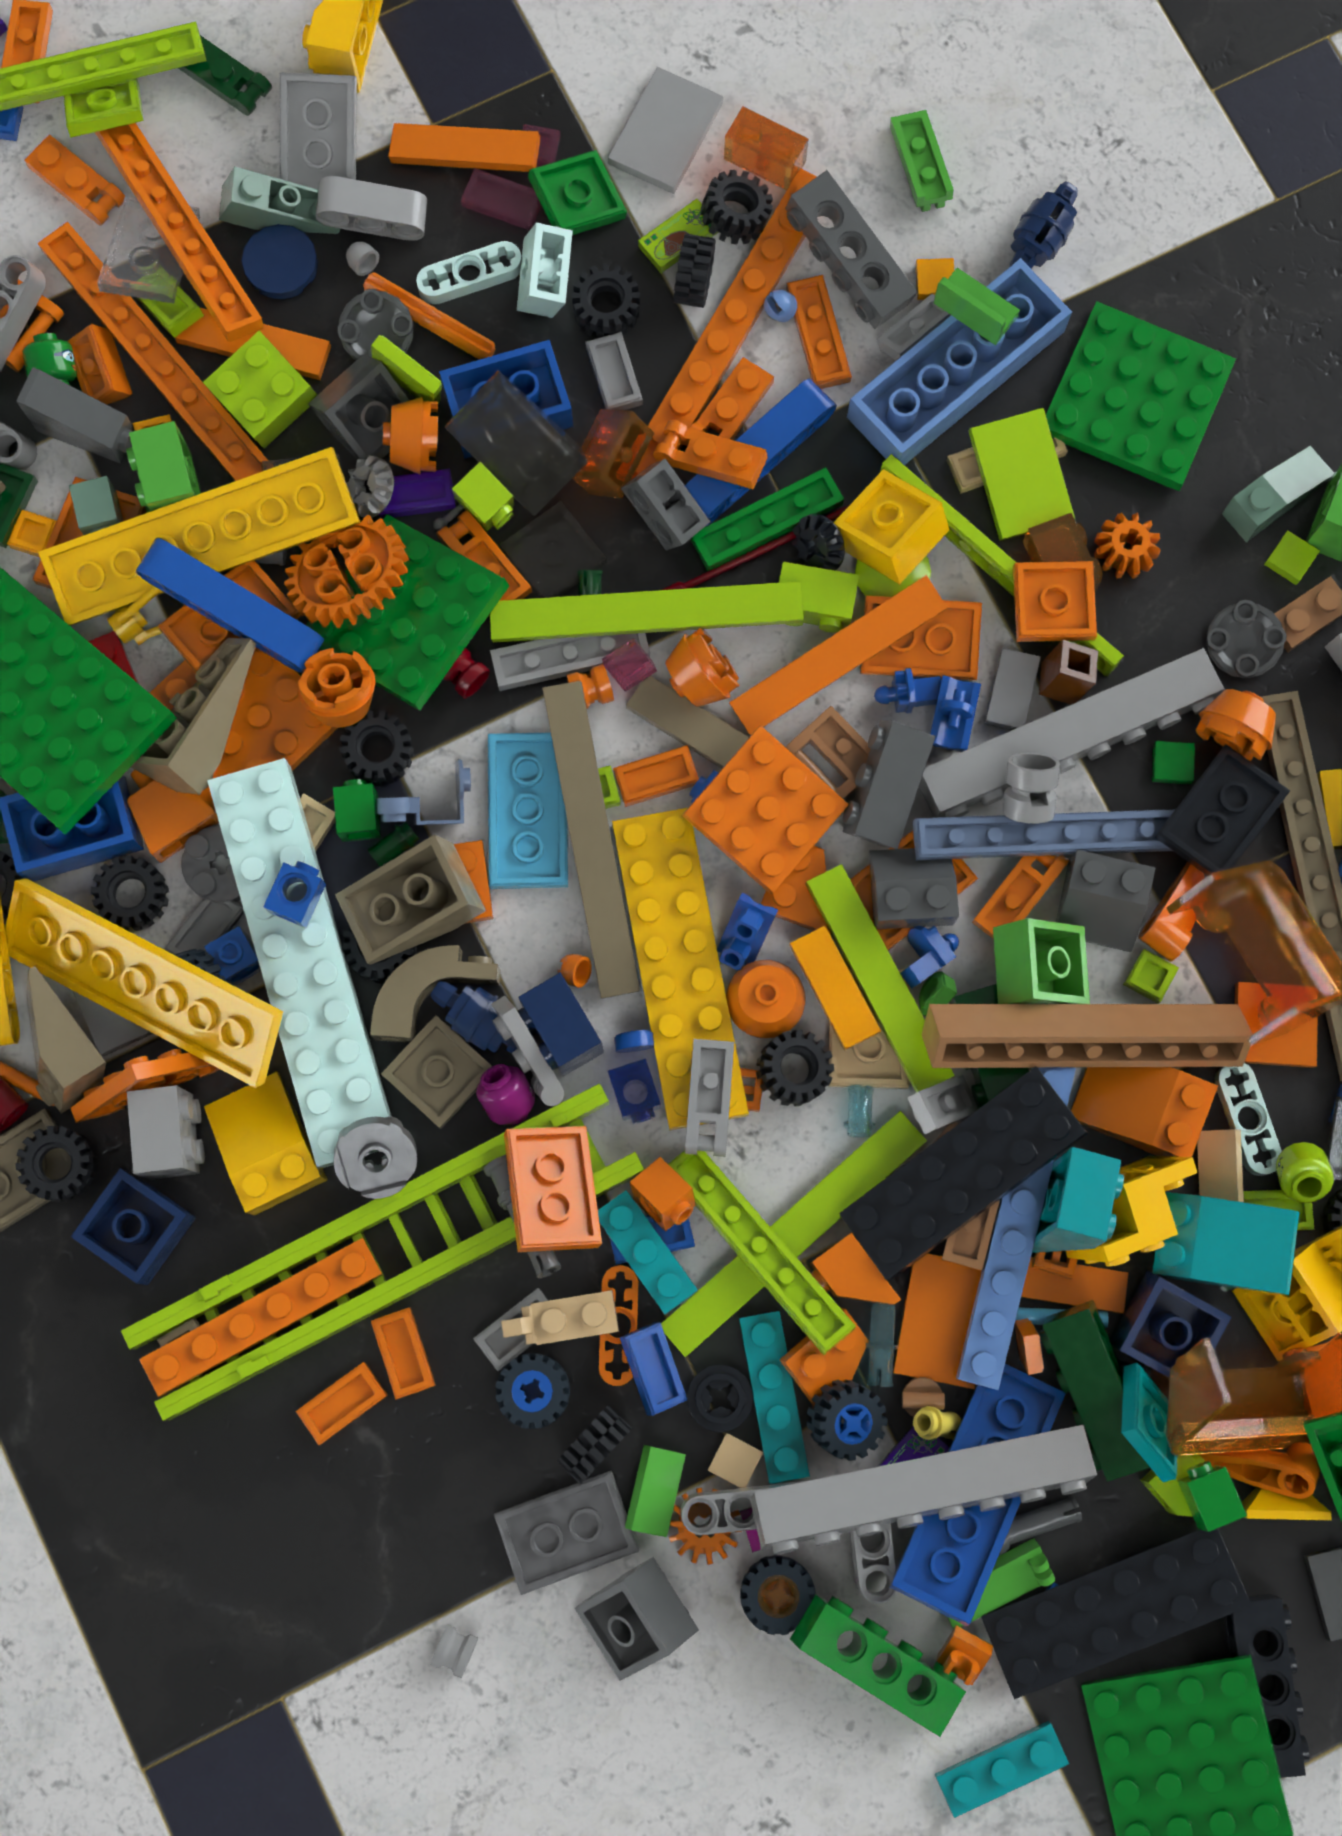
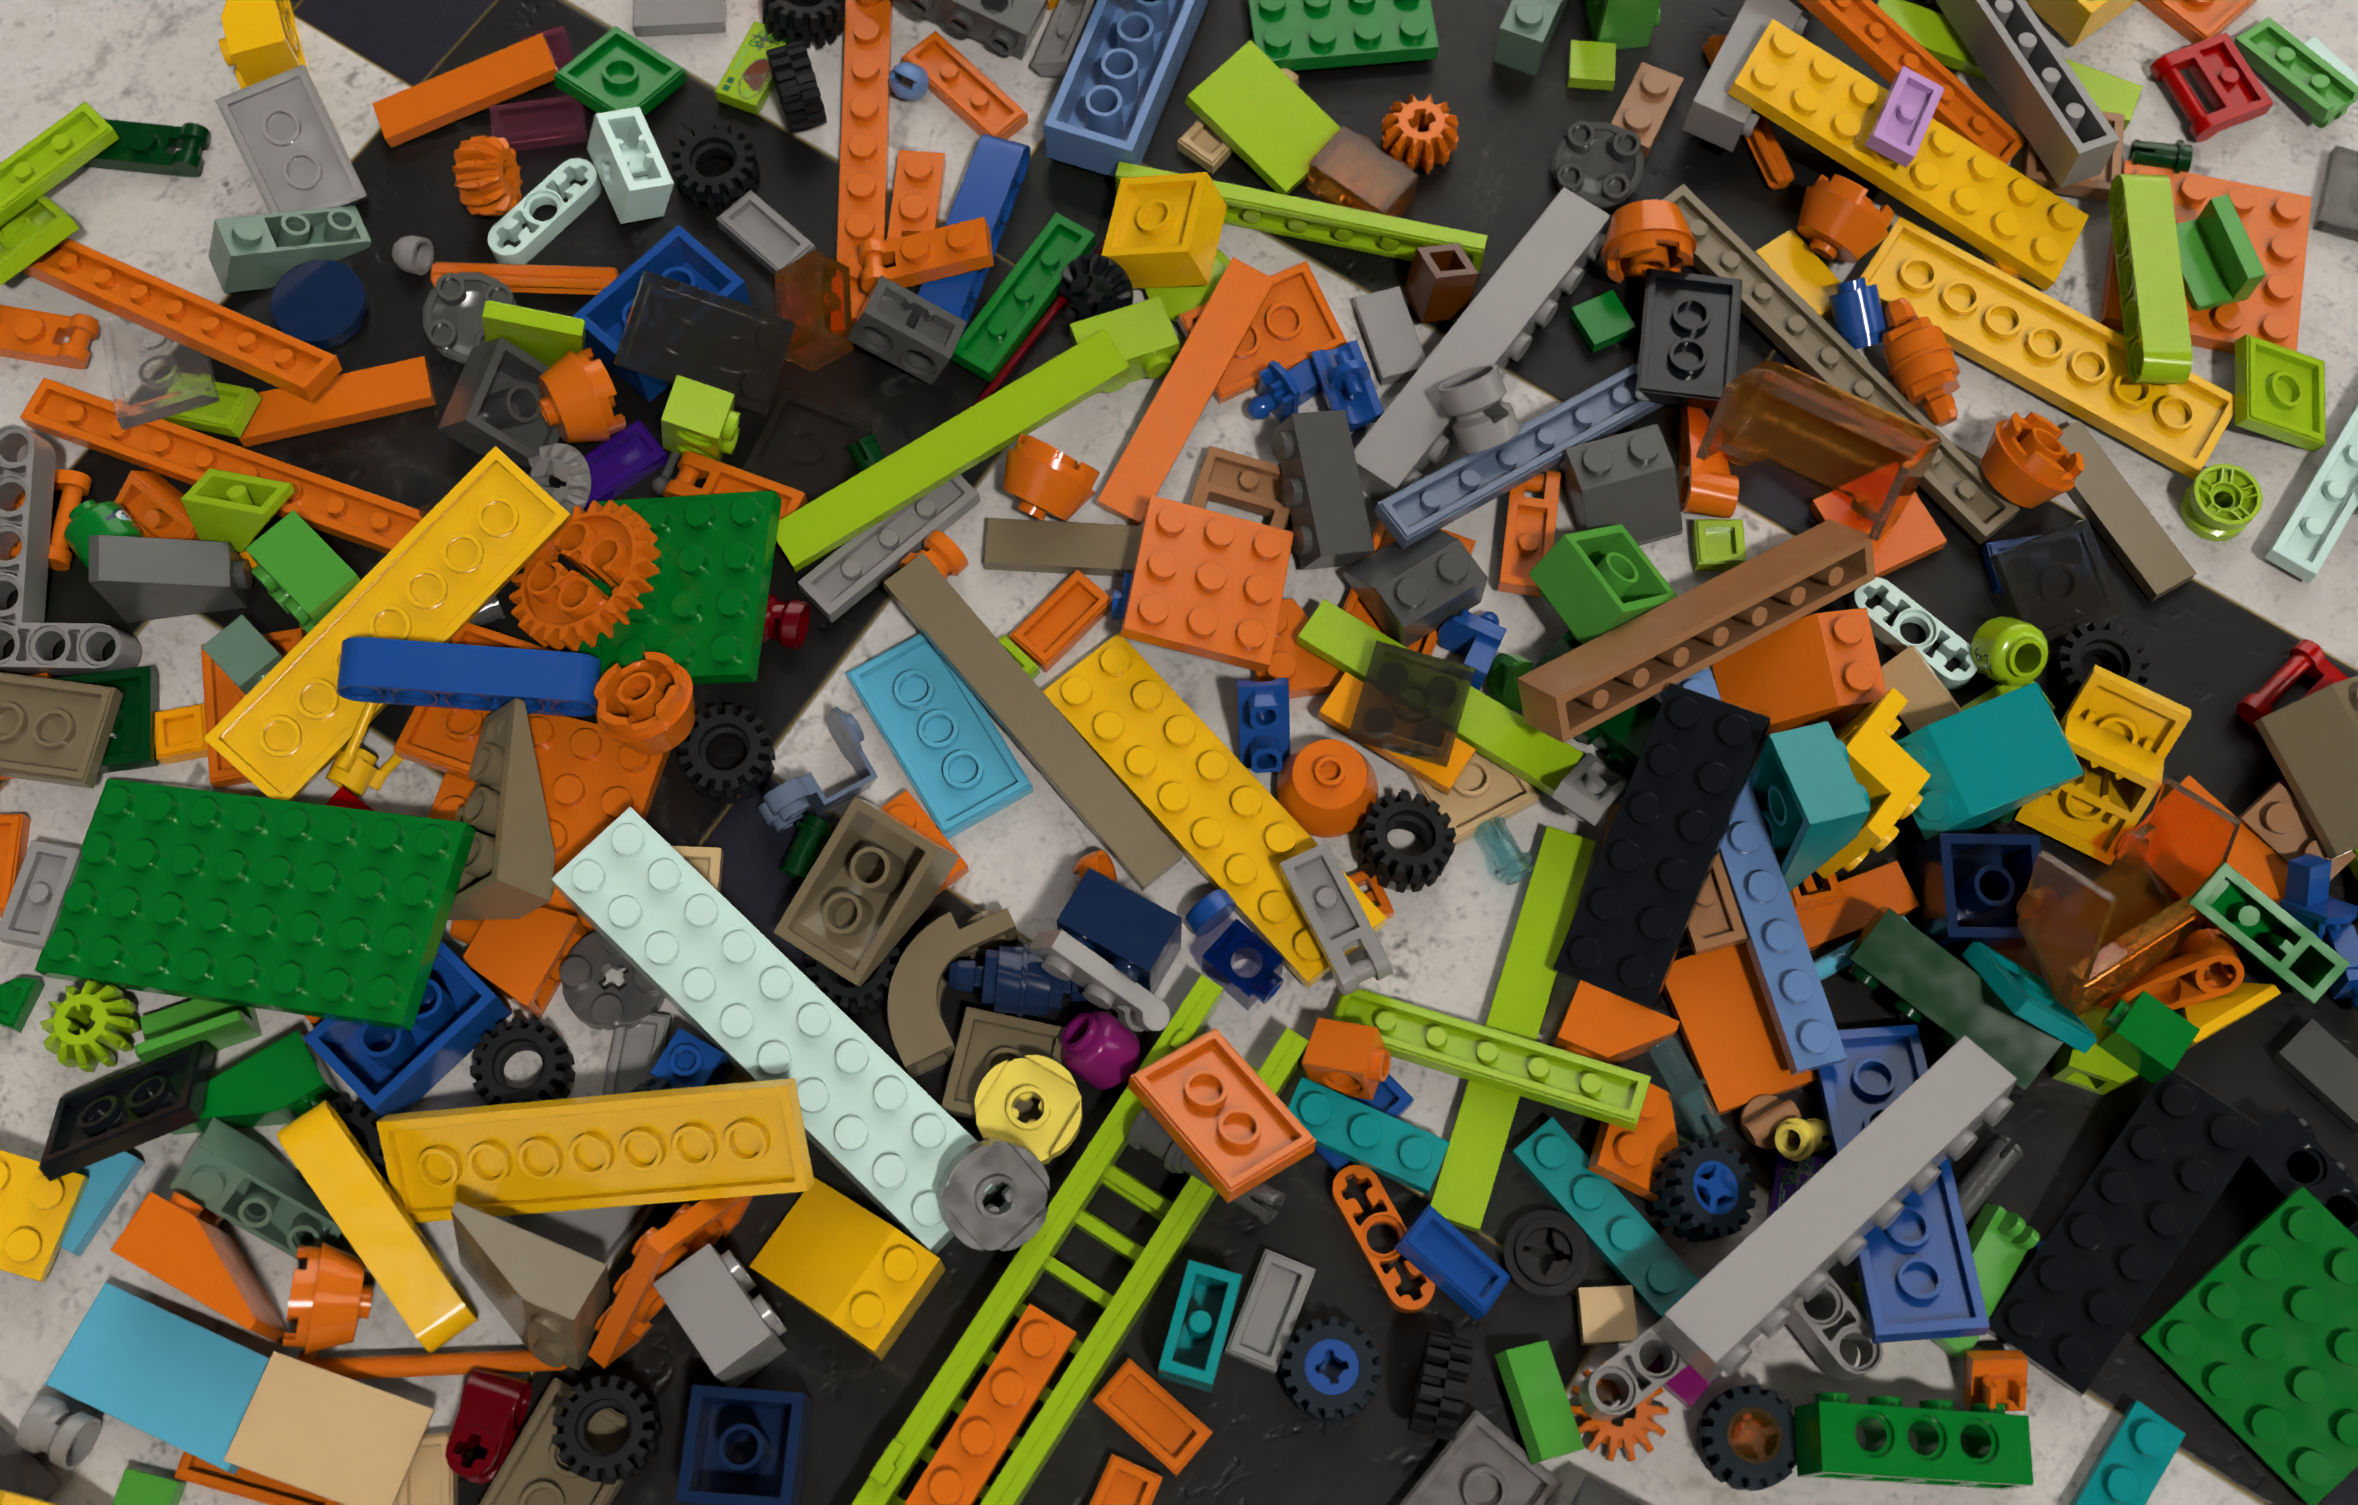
camera: 30 degrees left, 10 degrees down
(142, 390) = (234, 506): none -> lime slope
(261, 389) = (374, 438): lime brick -> none
(299, 911) = (734, 966): blue brick -> none
(356, 811) = (744, 833): green brick -> none
(371, 208) = (393, 196): light grey beam -> none
(441, 226) = (487, 175): none -> orange gear
(441, 1087) = (1022, 1080): none -> light yellow plate
(462, 1315) = (1199, 1326): none -> teal brick
(565, 1319) = (1319, 1263): tan hinge -> none
(629, 664) = (964, 516): clear pink tile -> none
(853, 975) = (1411, 703): none -> clear smoke plate
(1029, 1346) = (1848, 997): orange tile -> none
(1054, 601) = (1383, 217): orange tile -> none

